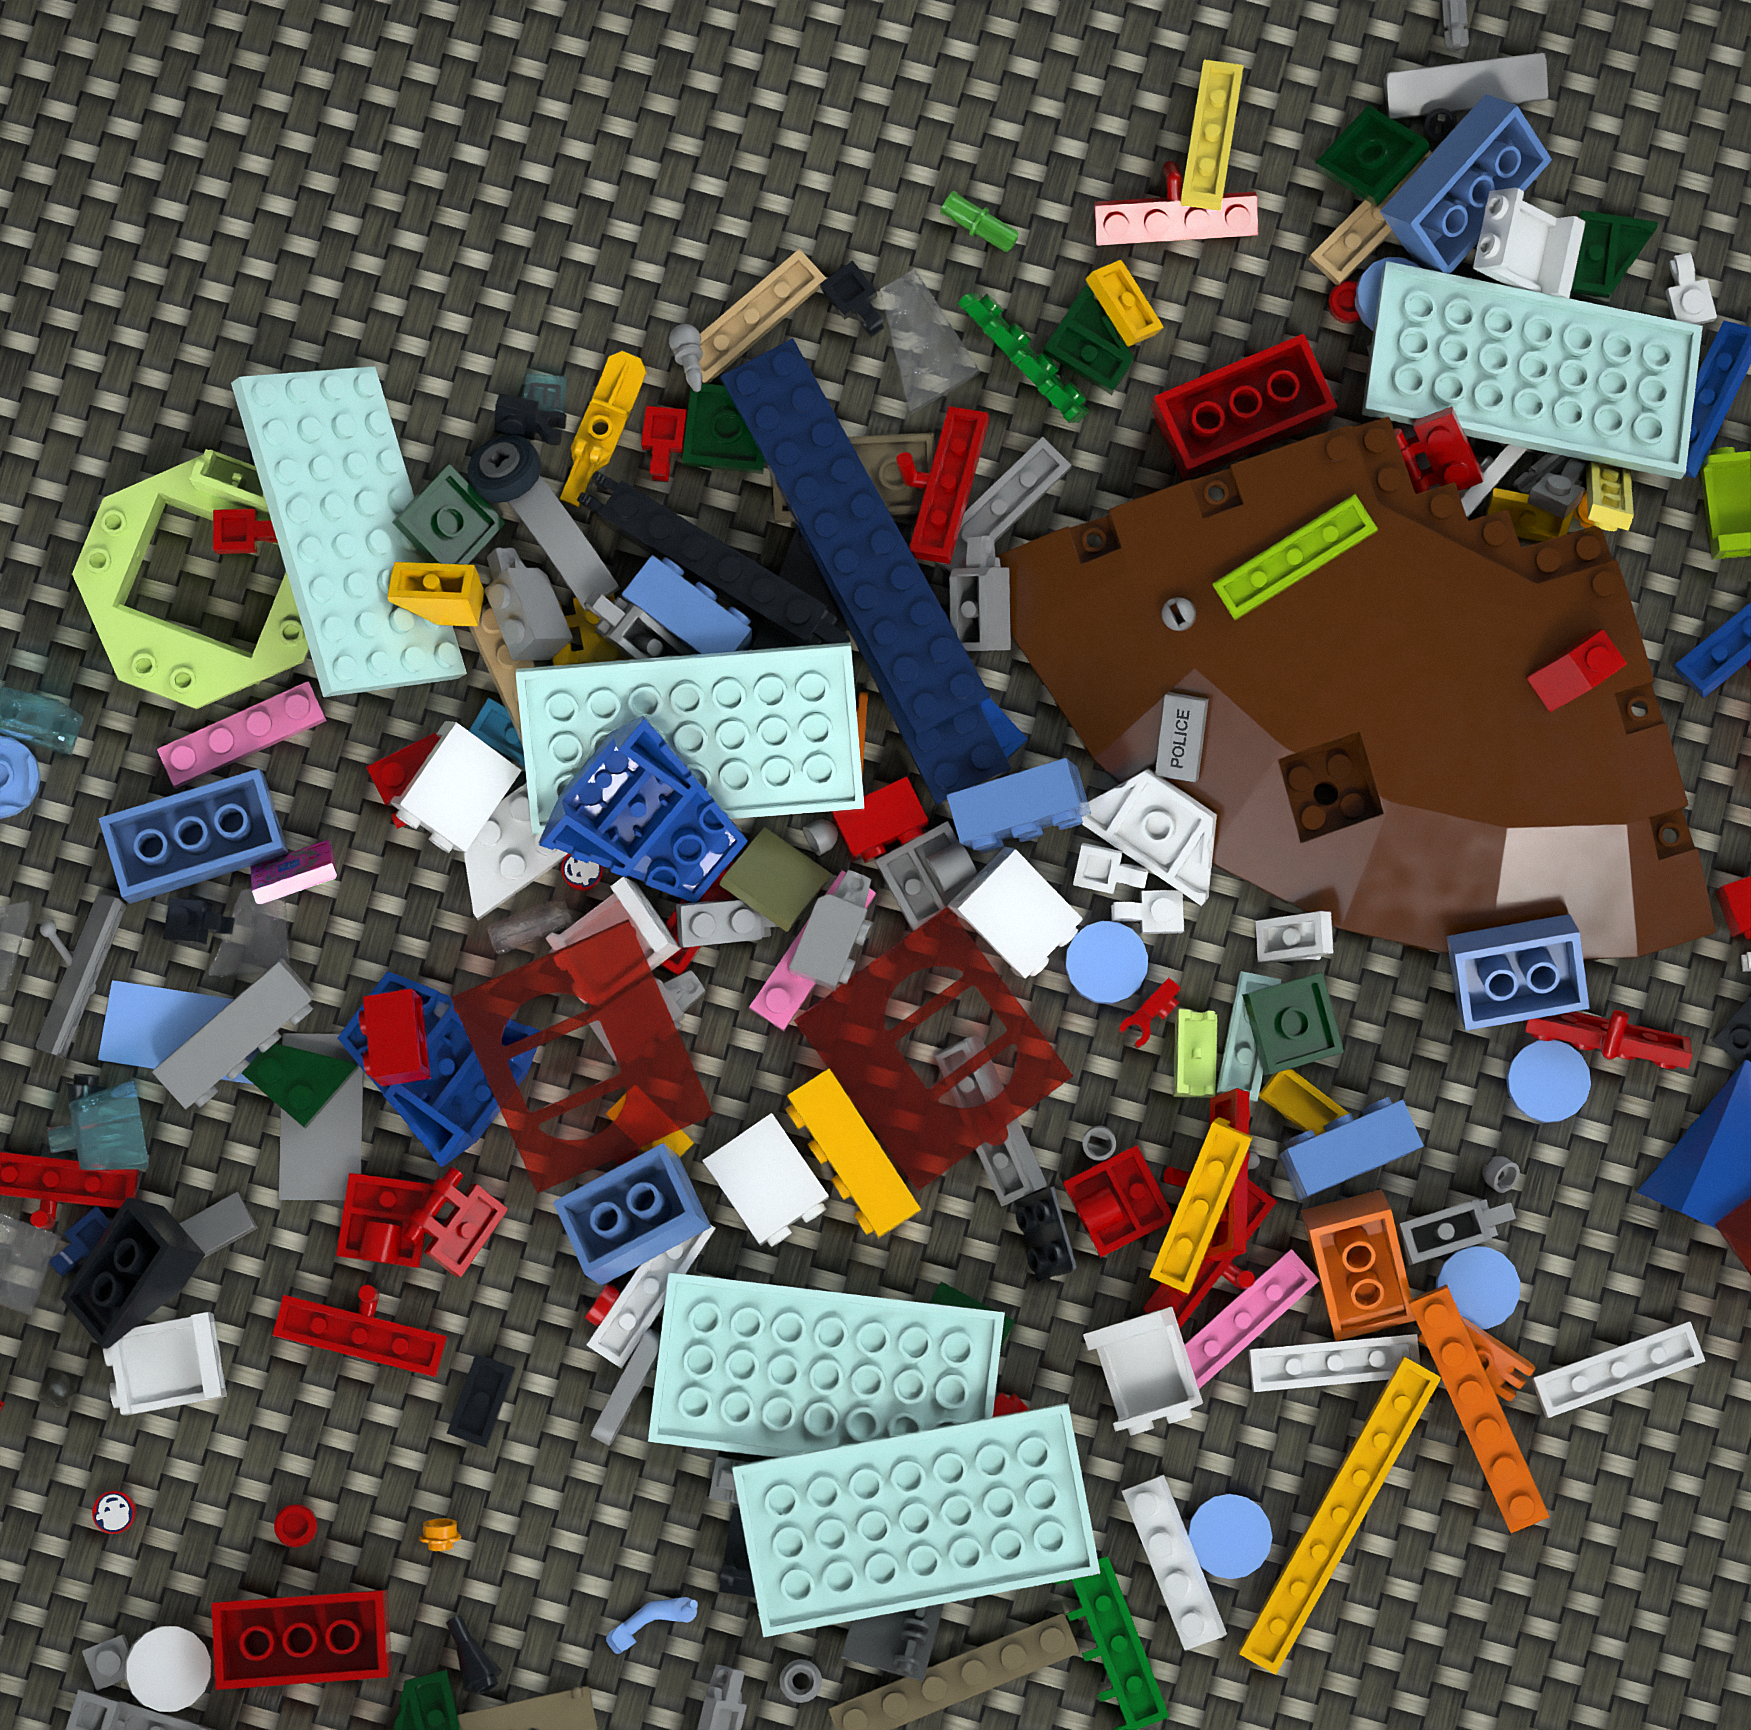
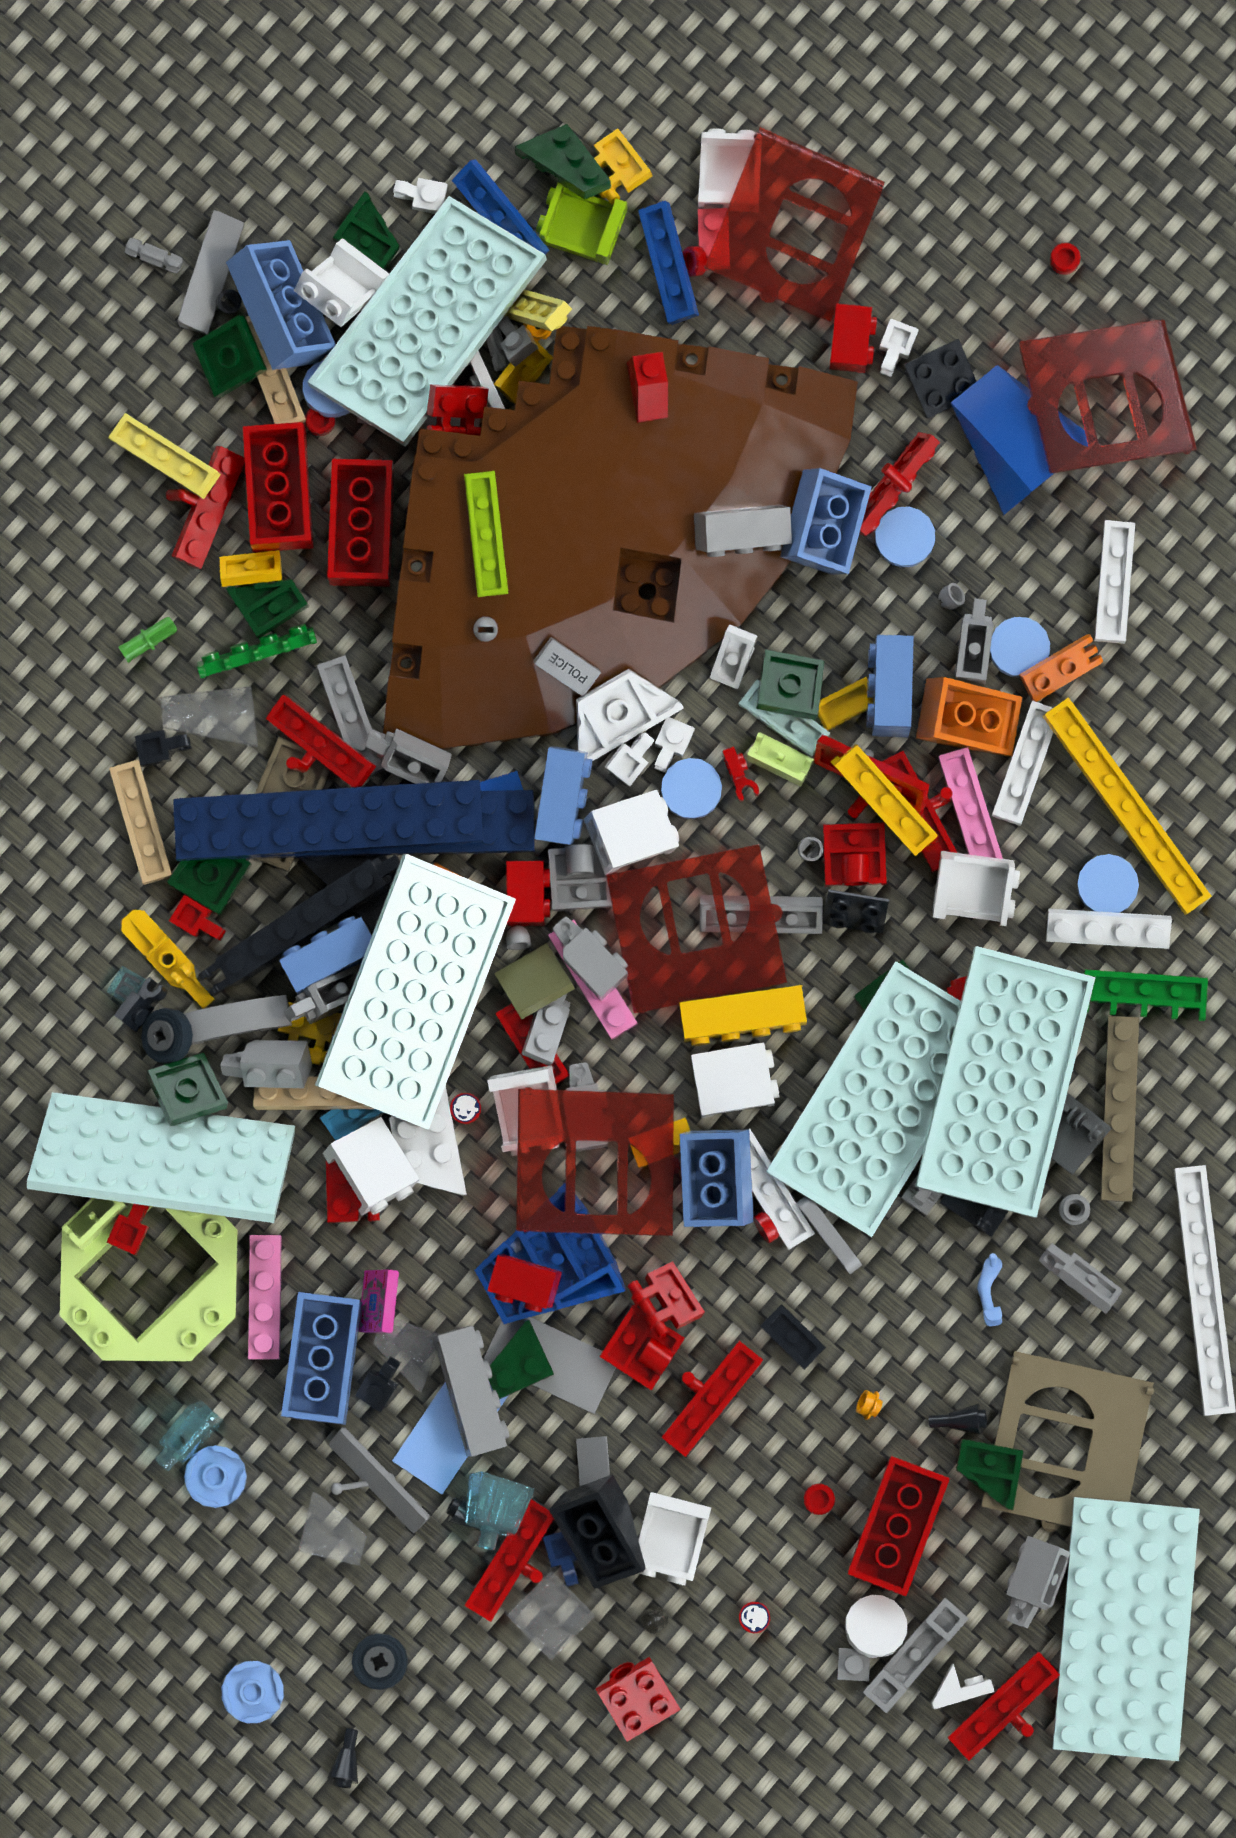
camera: 55 degrees left, 0 degrees up
(438, 592) = (233, 1117): yellow slope -> none
(529, 925) = (486, 1160): clear slope -> none
(644, 816) = (453, 1047): blue wedge -> none
(685, 344) = (139, 873): light grey bar -> none
(1239, 287) = (278, 487): none -> red brick
(1456, 873) = (743, 529): none -> light grey brick
(1478, 1408) = (1099, 683): orange plate -> none

